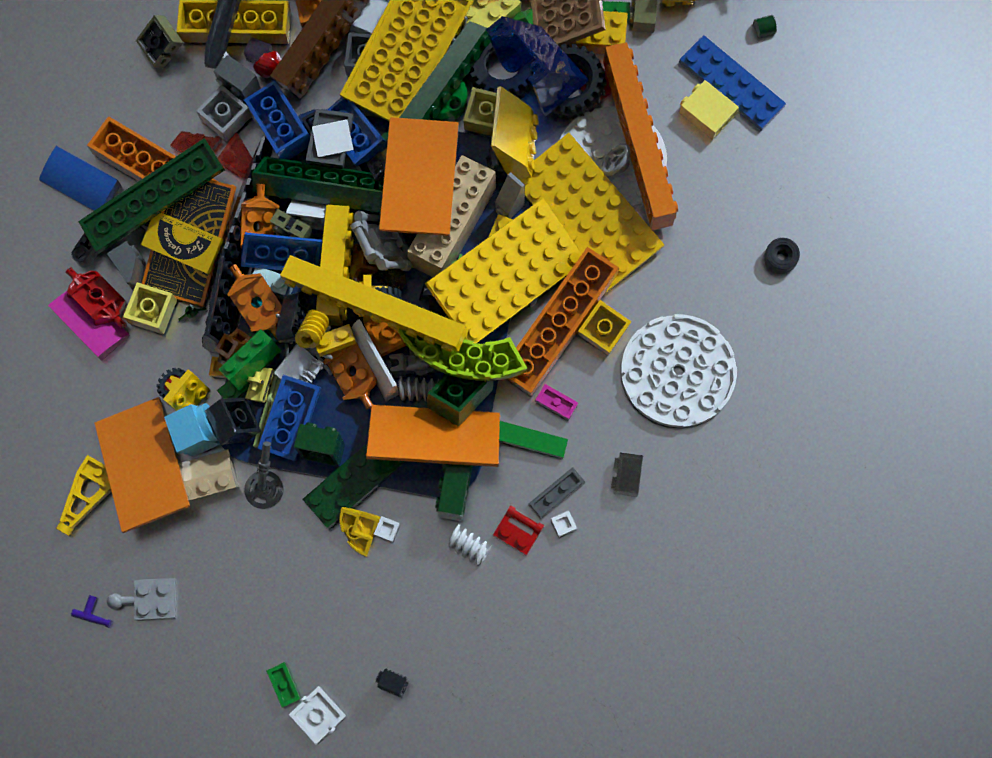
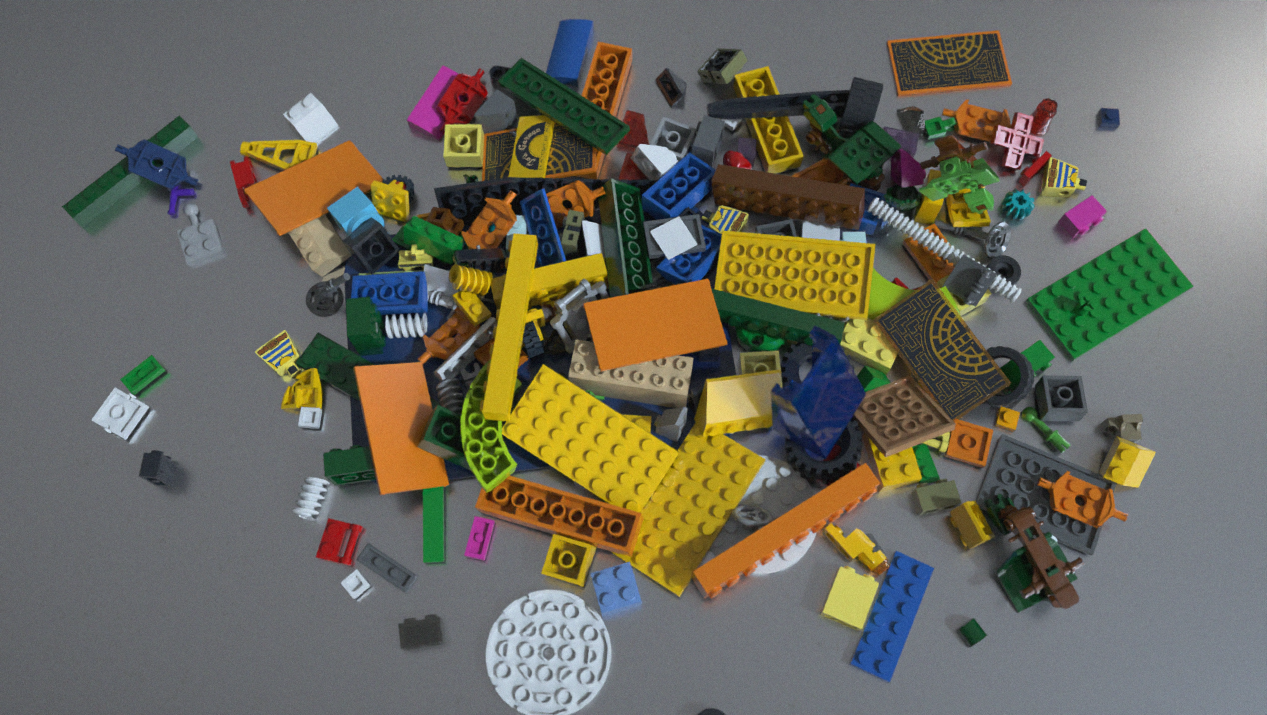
camera: 70 degrees right, 5 degrees down
(45, 654) = (117, 180): none -> dark green brick
(47, 633) = (169, 175): none -> dark blue plate
(57, 455) = (310, 119): none -> white slope
(103, 537) = (244, 177): none -> red piece
(159, 97) = (671, 86): none -> black slope
(244, 133) = (654, 160): none -> white slope
(312, 541) = (281, 355): none -> torso
(324, 92) = (726, 219): none -> torso
(326, 408) = (406, 326): none -> white piece
(641, 296) = (616, 589): none -> medium blue brick
(667, 86) = (859, 545): none -> yellow plate

